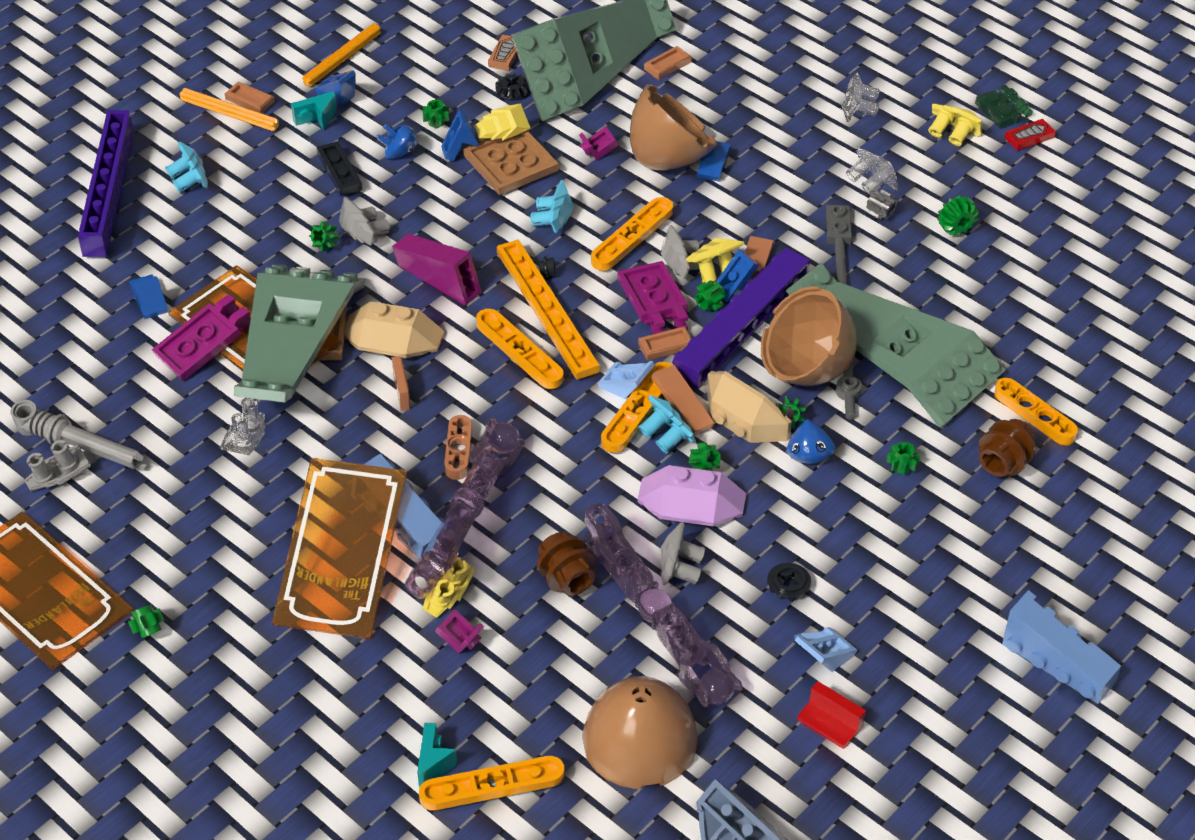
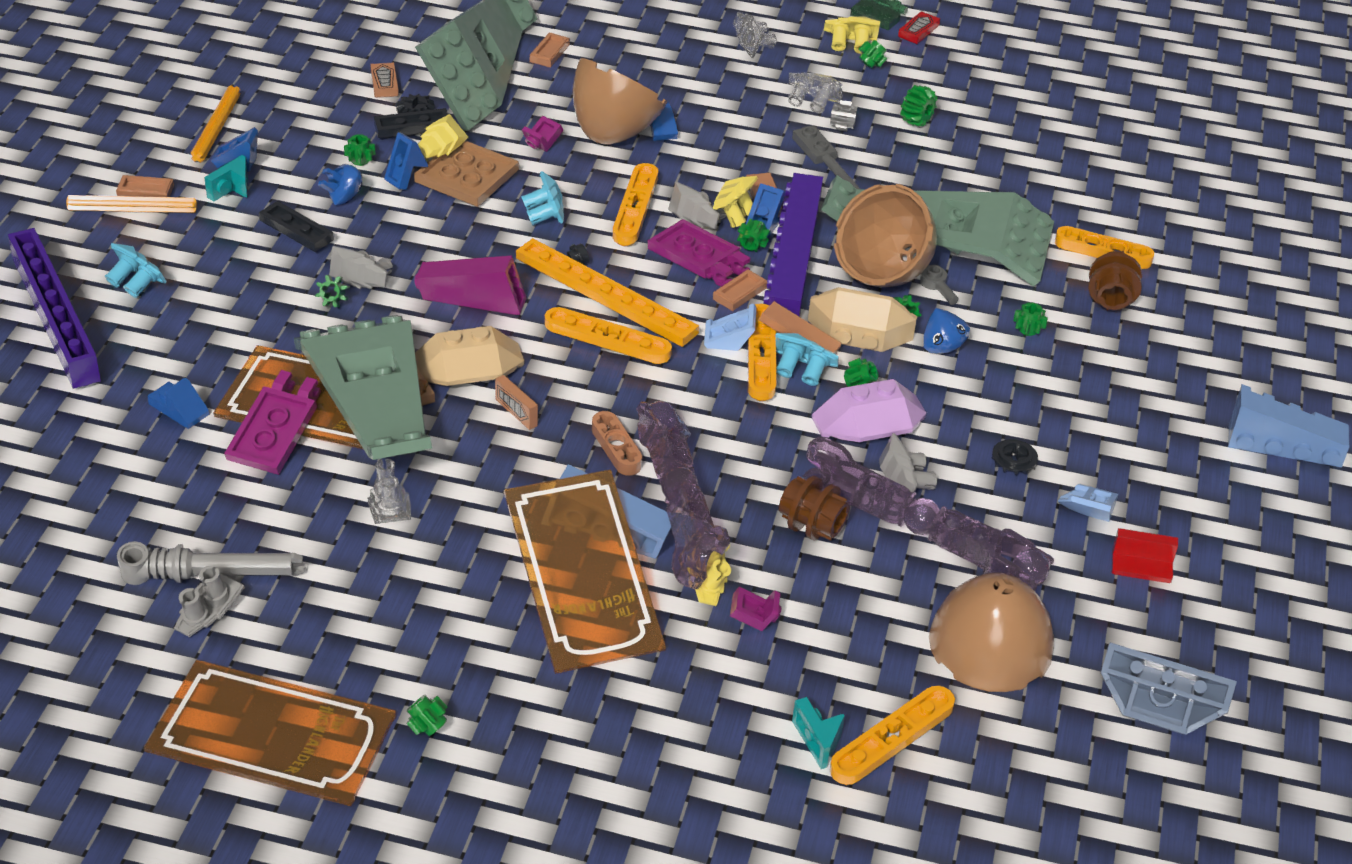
camera: 30 degrees left, 5 degrees down
(493, 99) = (406, 123): none -> black plate
(957, 150) = (872, 54): none -> green gear

